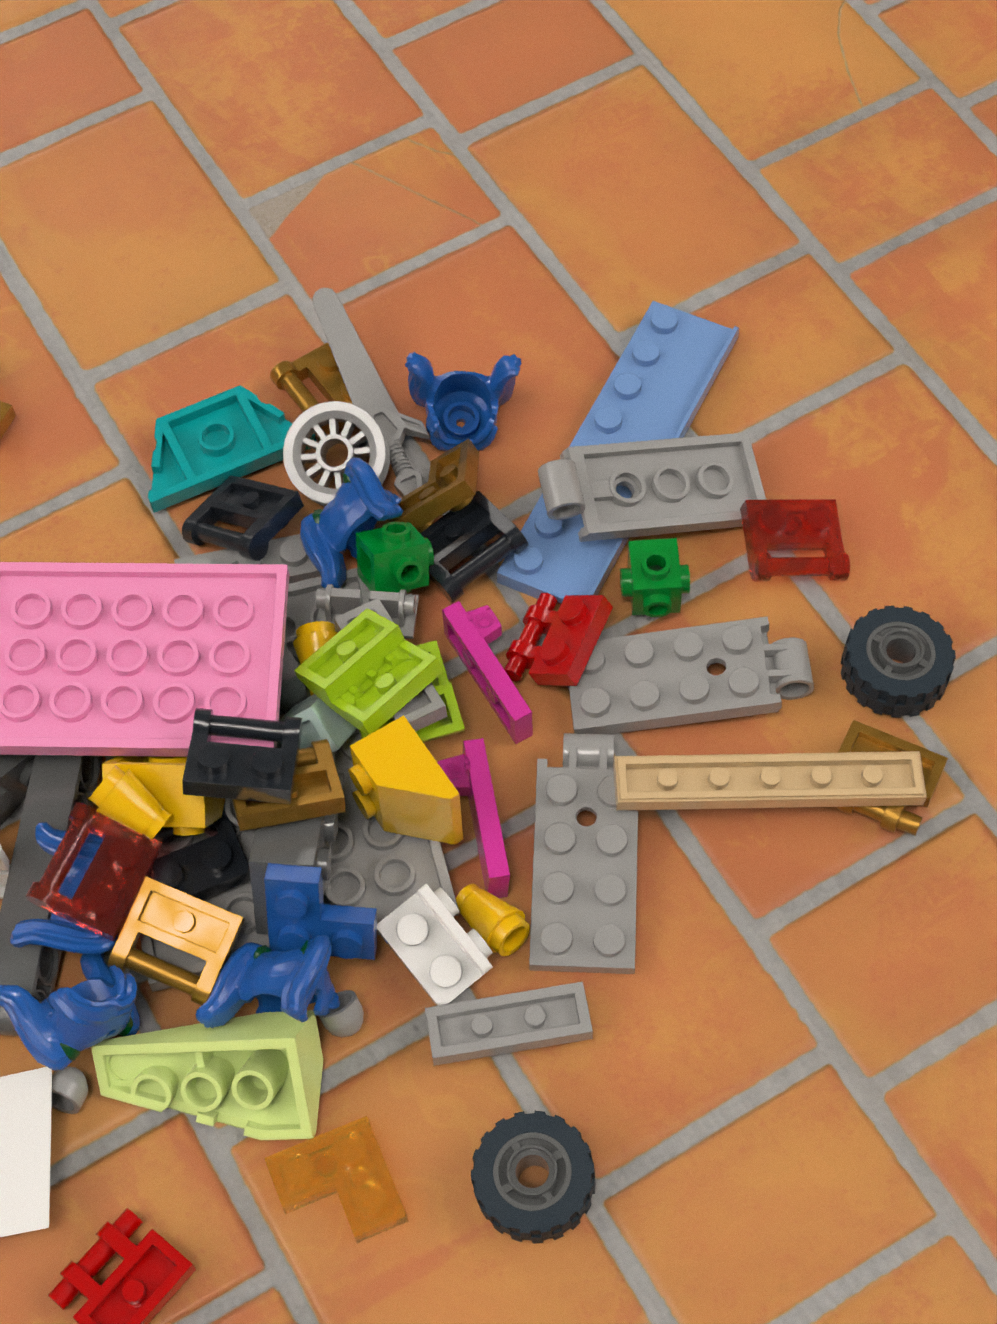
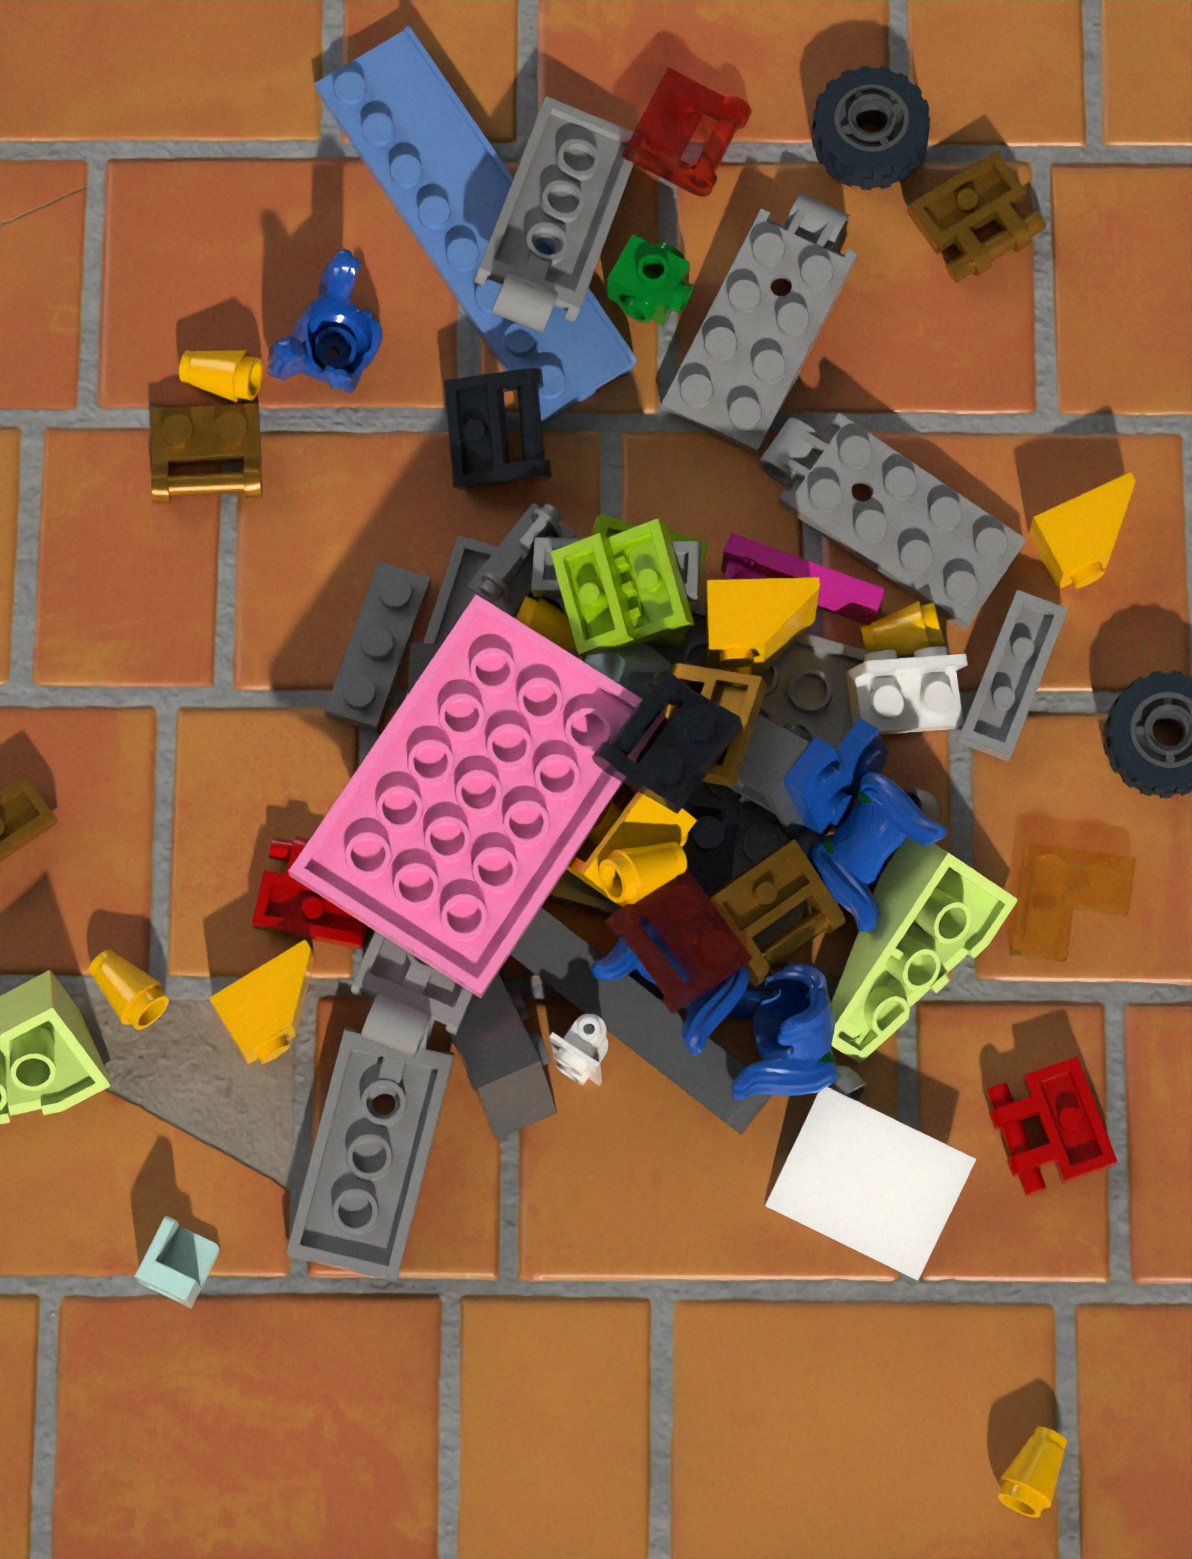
camera: 60 degrees left, 15 degrees up
(211, 441) = (208, 596): teal wing -> none
(247, 504) = (315, 604): black plate -> none
(310, 422) = (362, 488): light grey wheel -> none
(353, 510) = (408, 519): blue hair -> none
(367, 388) = (266, 420): light grey sword -> none
(390, 362) = (224, 373): none -> yellow cone
(393, 558) = (484, 502): green brick -> none
(449, 487) = (430, 414): pearl gold plate -> none
(470, 636) = (600, 486): dark pink hinge -> none
(568, 642) = (668, 396): red plate -> none
(671, 1008) = (1082, 532): none -> yellow slope
(768, 780) = (931, 315): tan tile -> none

